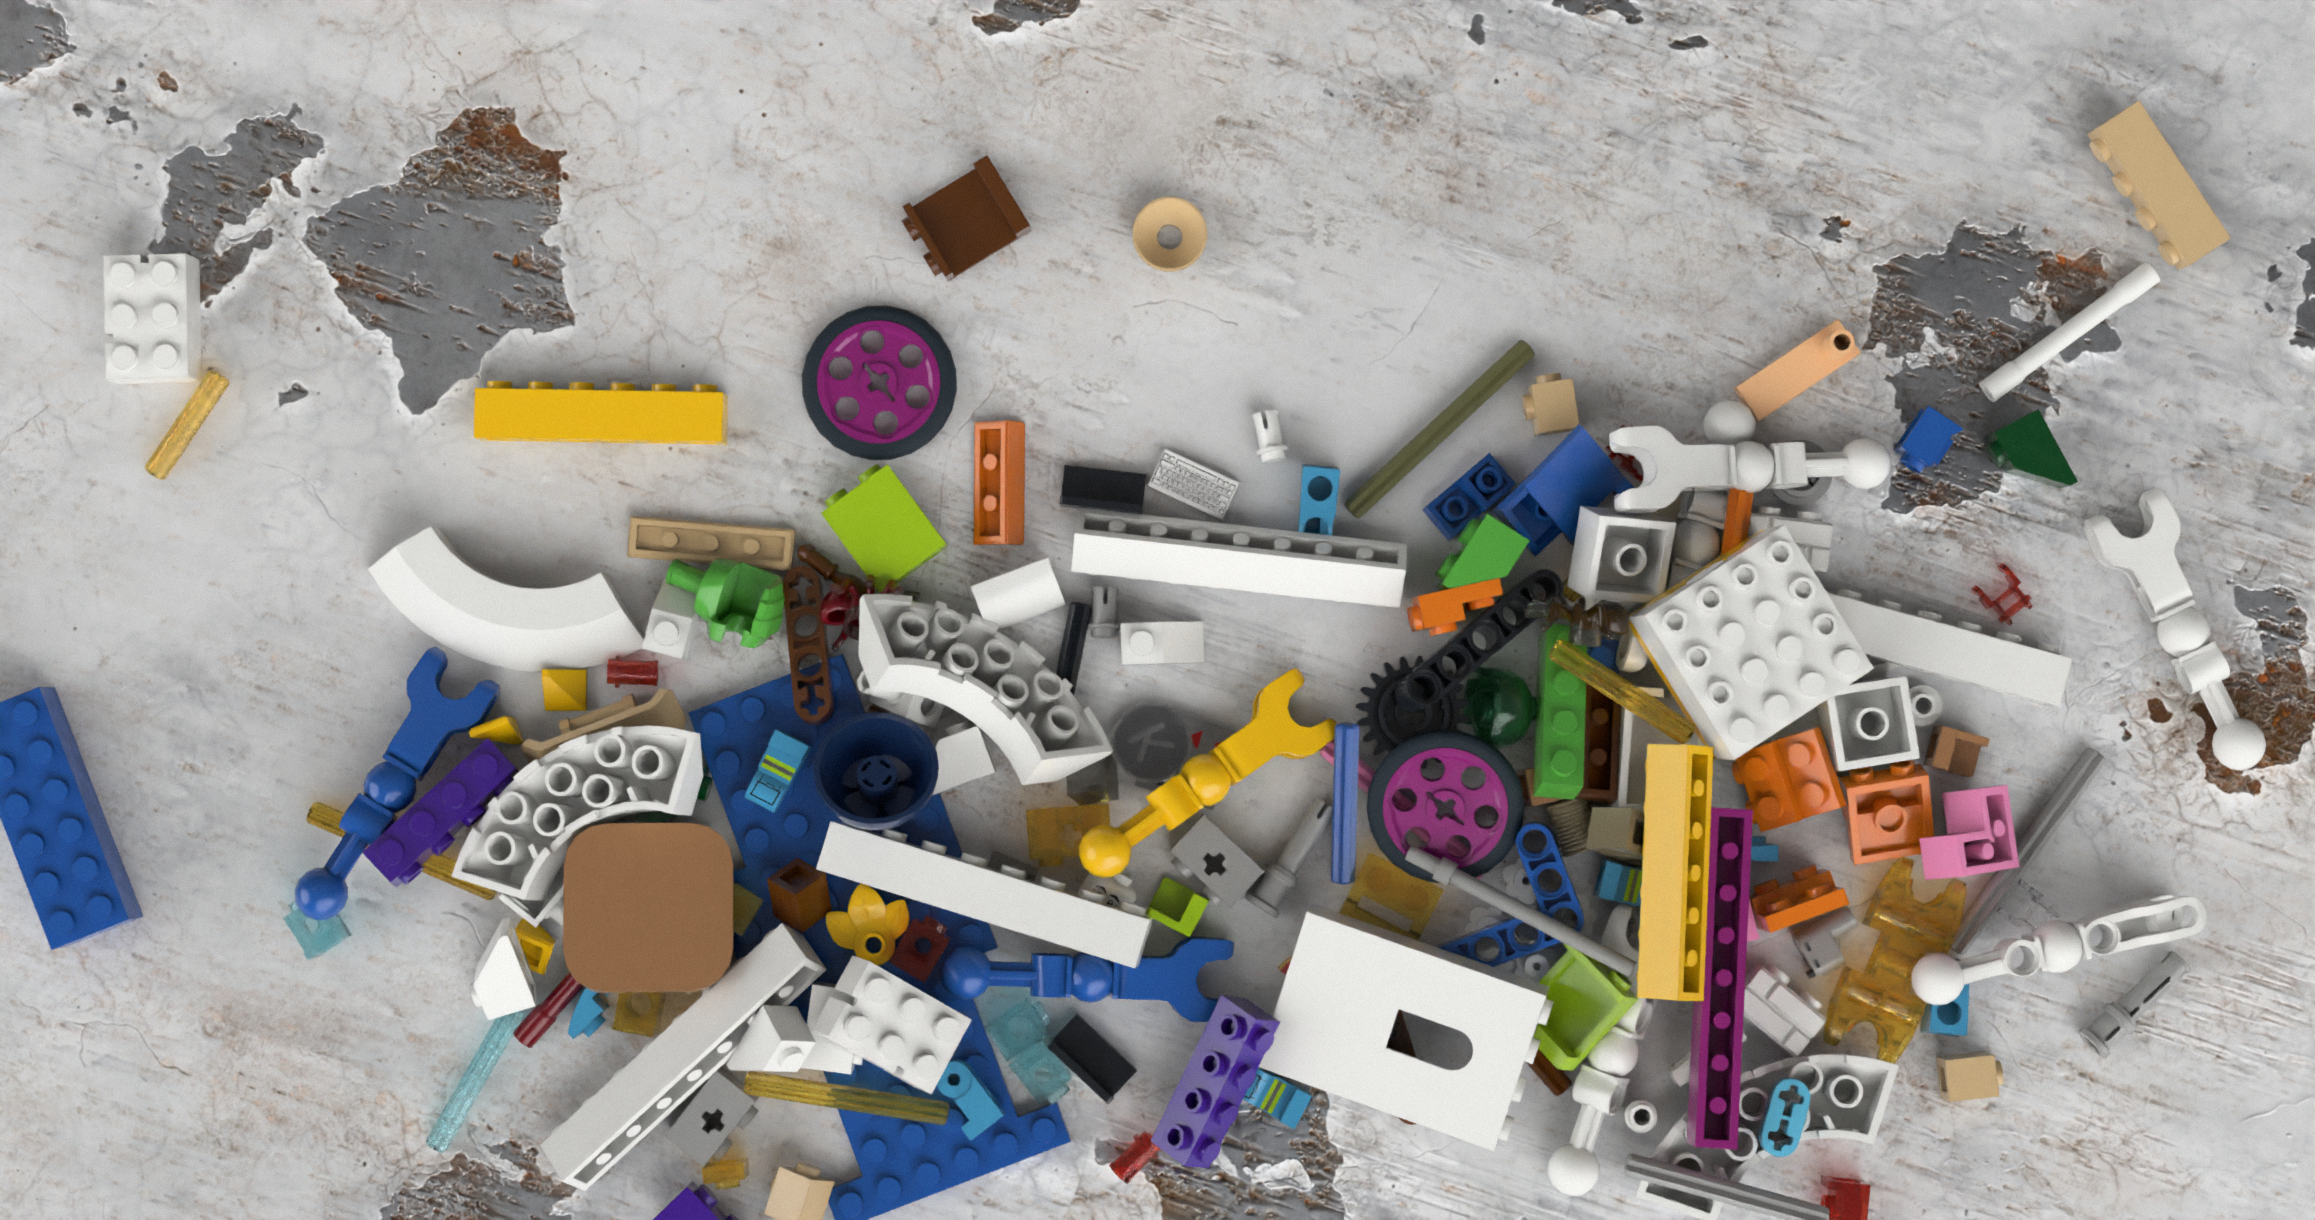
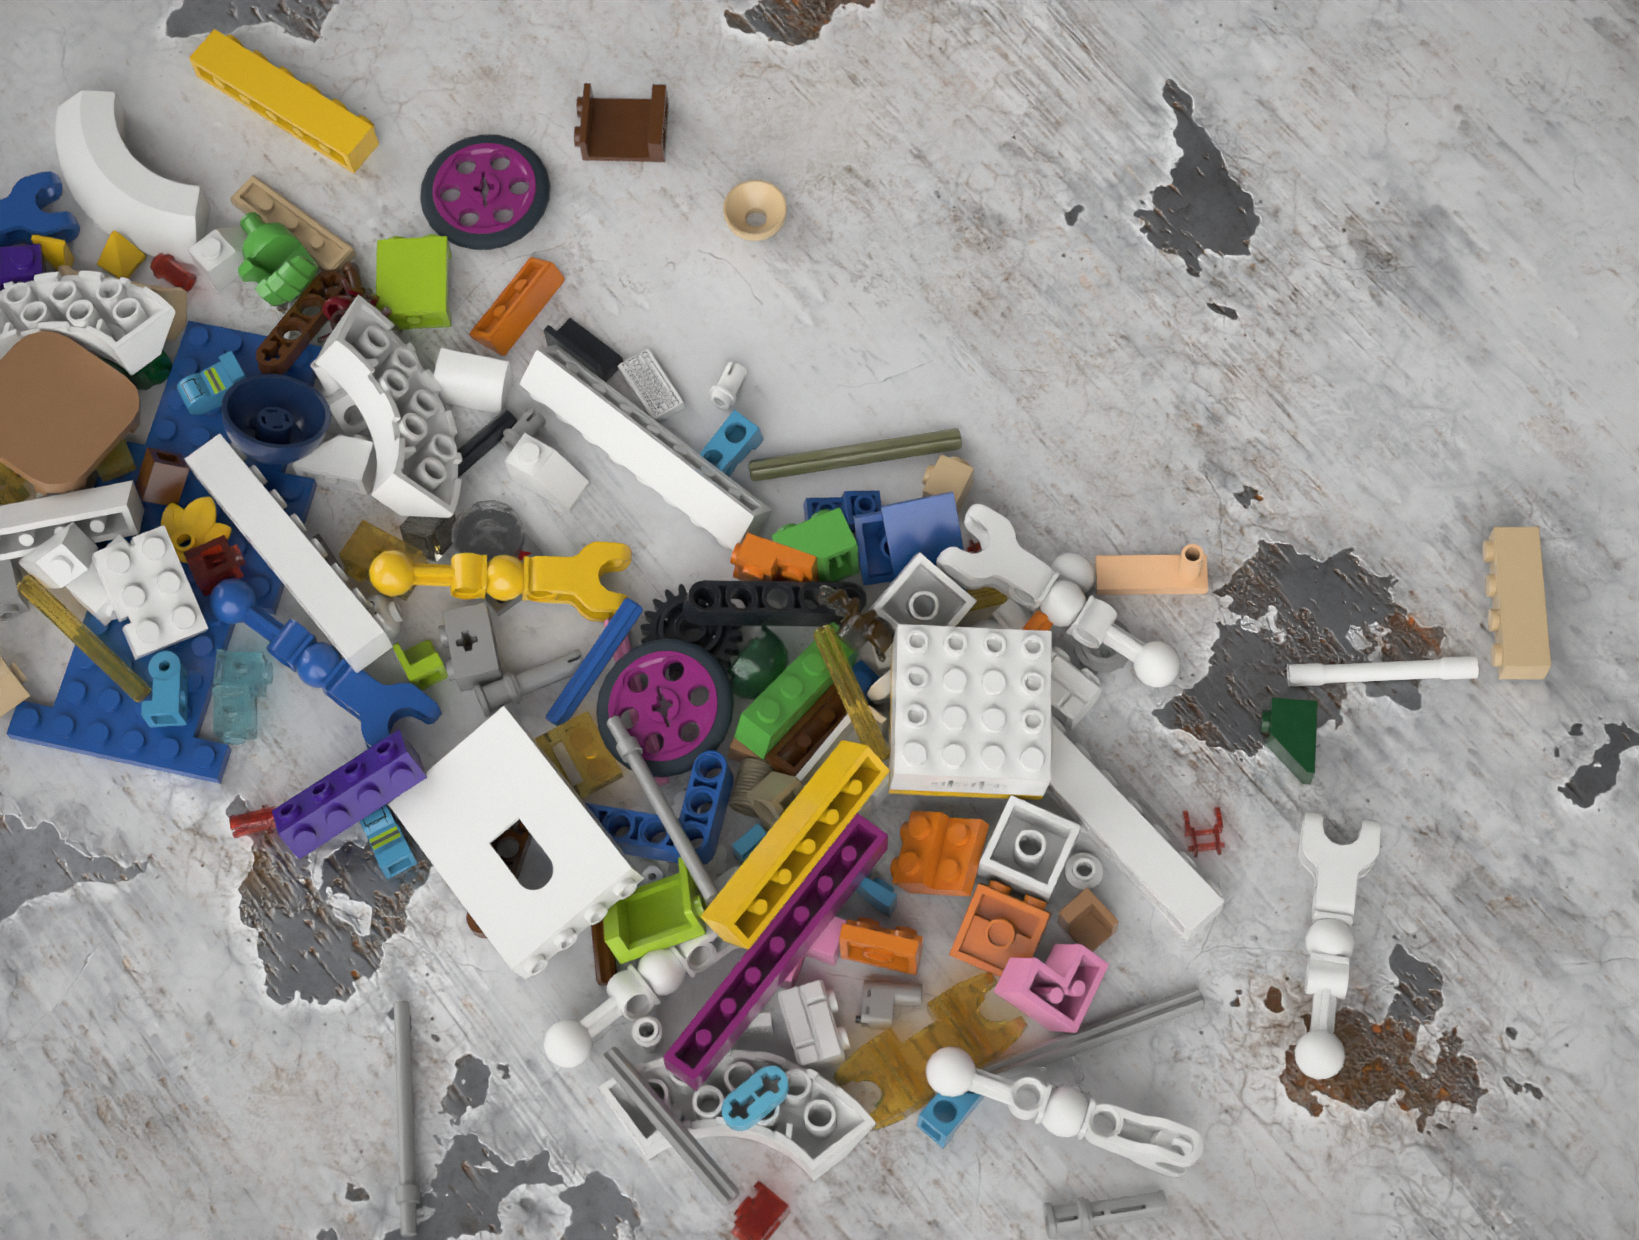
camera: 40 degrees right, 20 degrees down
(1092, 1058) = (277, 731): black panel -> none
(1926, 440) = (1217, 677): blue window -> none
(1969, 1076) = (930, 1179): tan brick -> none

